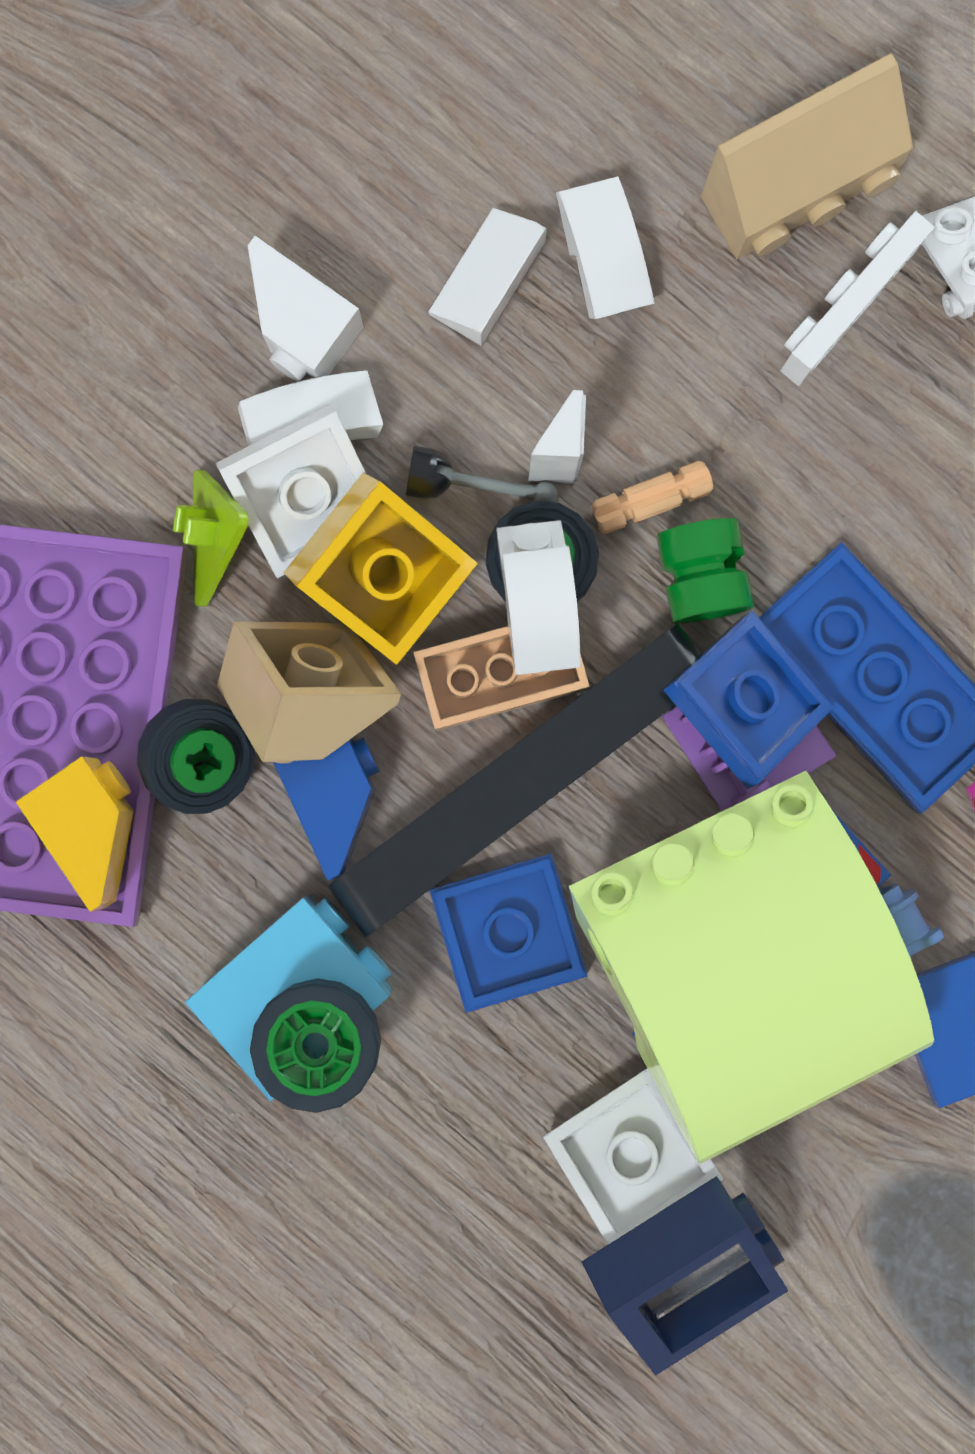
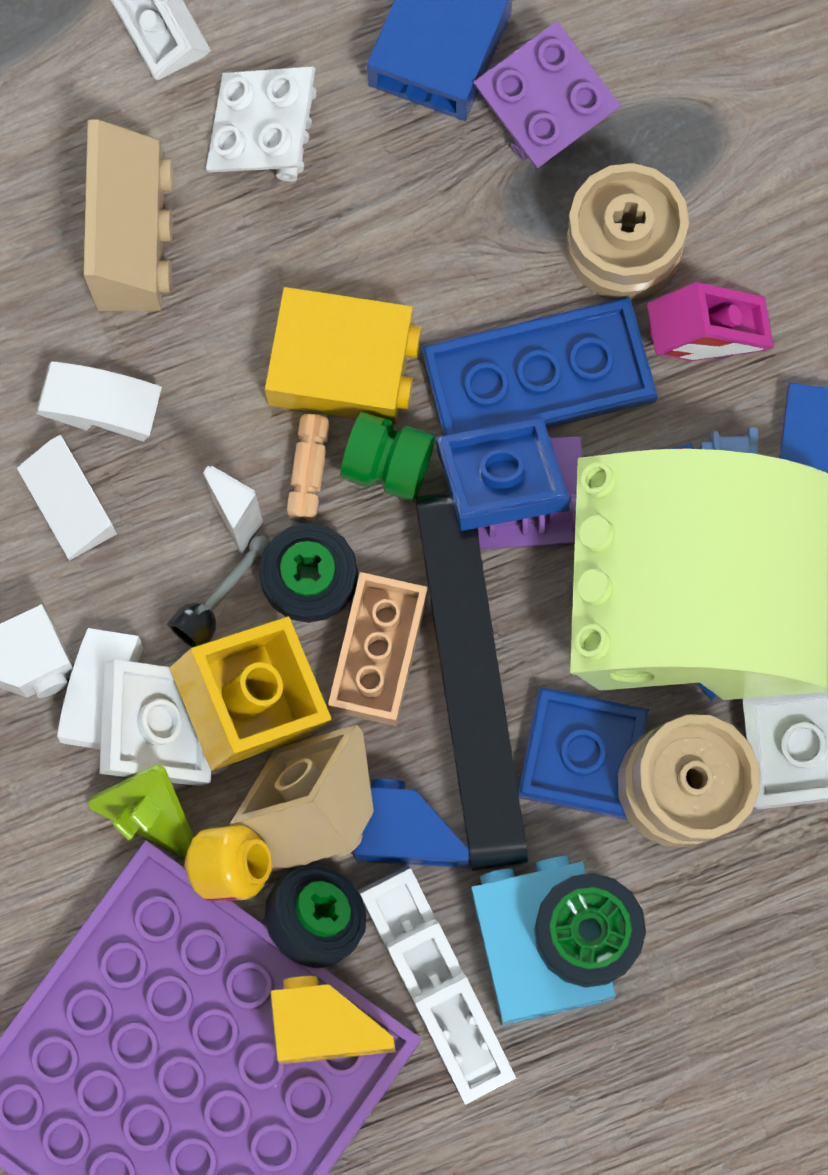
camera: 60 degrees left, 10 degrees down
(193, 641) = (228, 863): none -> yellow head
(197, 910) = (437, 984): none -> white slope
(538, 1098) = (721, 775): none -> tan wheel
(539, 597) = (342, 581): white brick -> none
(787, 465) = (341, 355): none -> yellow brick
(853, 296) = (241, 240): white plate -> none

